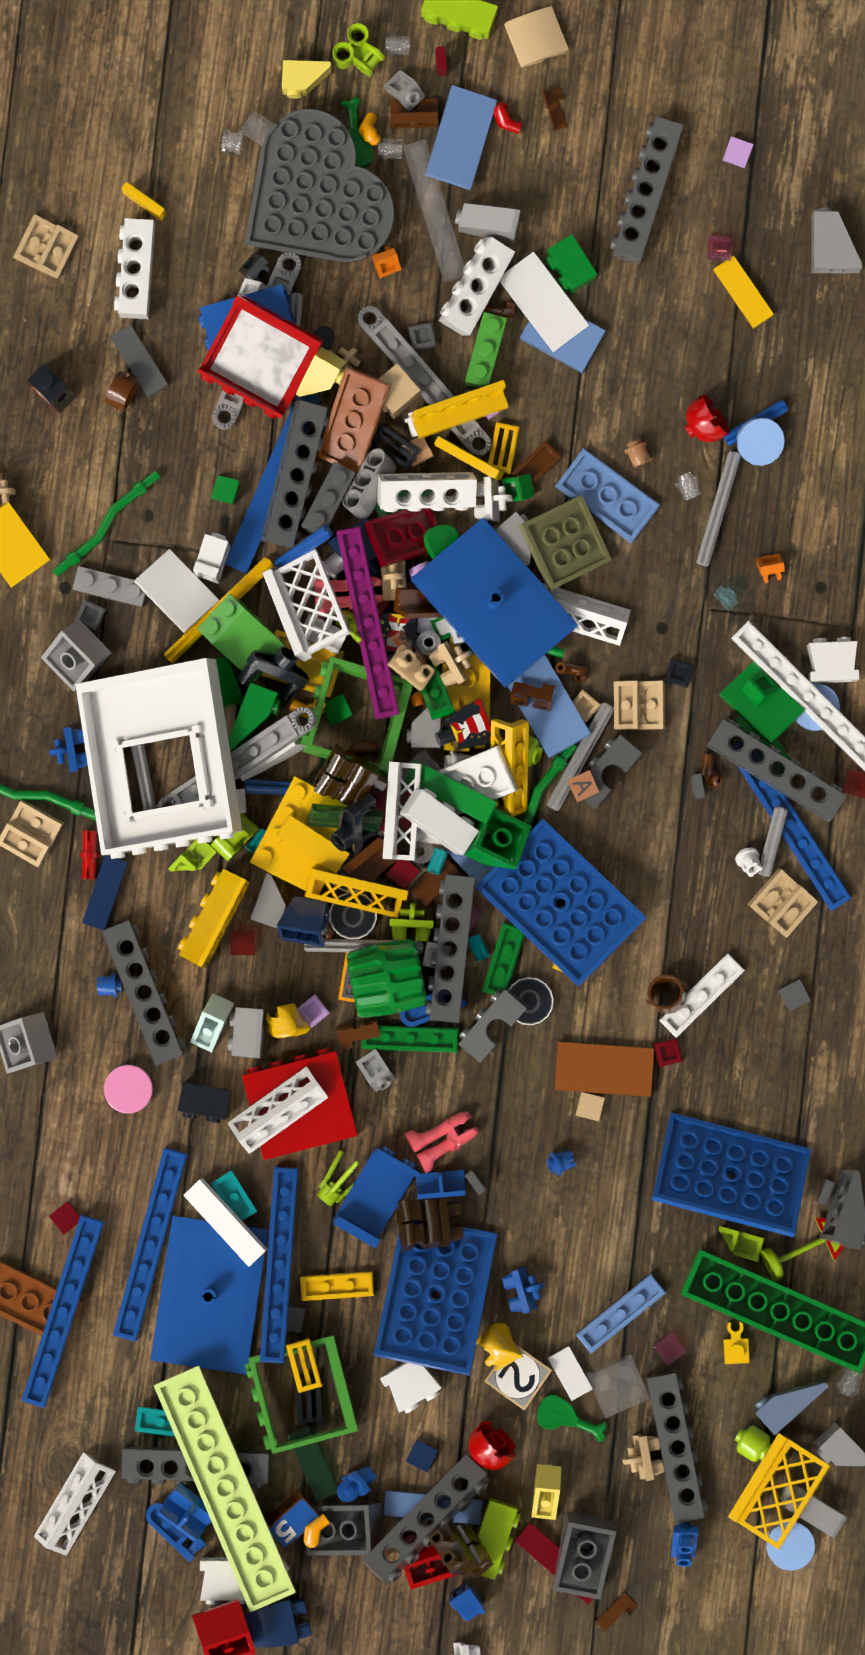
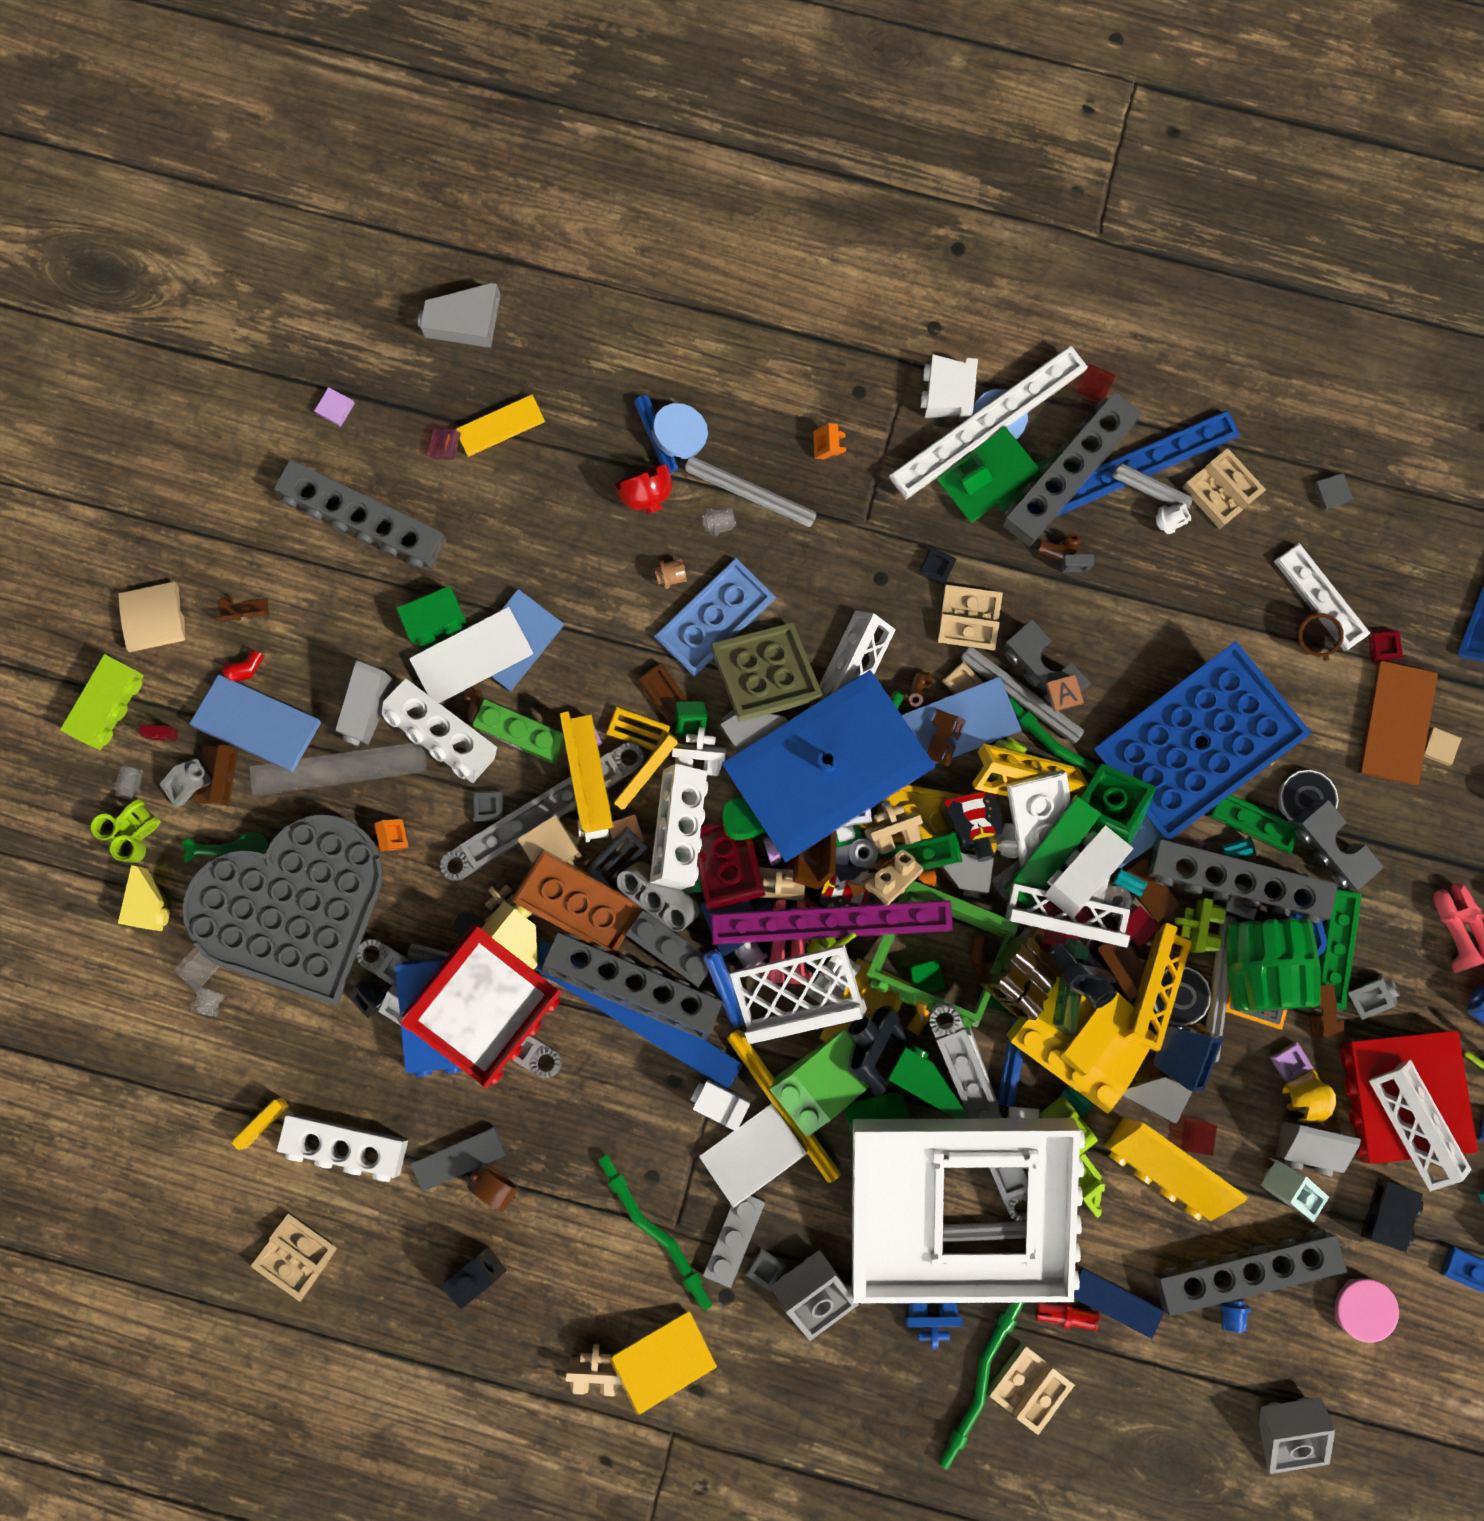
camera: 80 degrees left, 5 degrees down
(225, 490) = (636, 1074): green slope -> none
(368, 131) = (226, 833): light orange arm -> none
(390, 149) = (253, 810): clear hose -> none
(726, 597) = (857, 497): clear light blue plate -> none

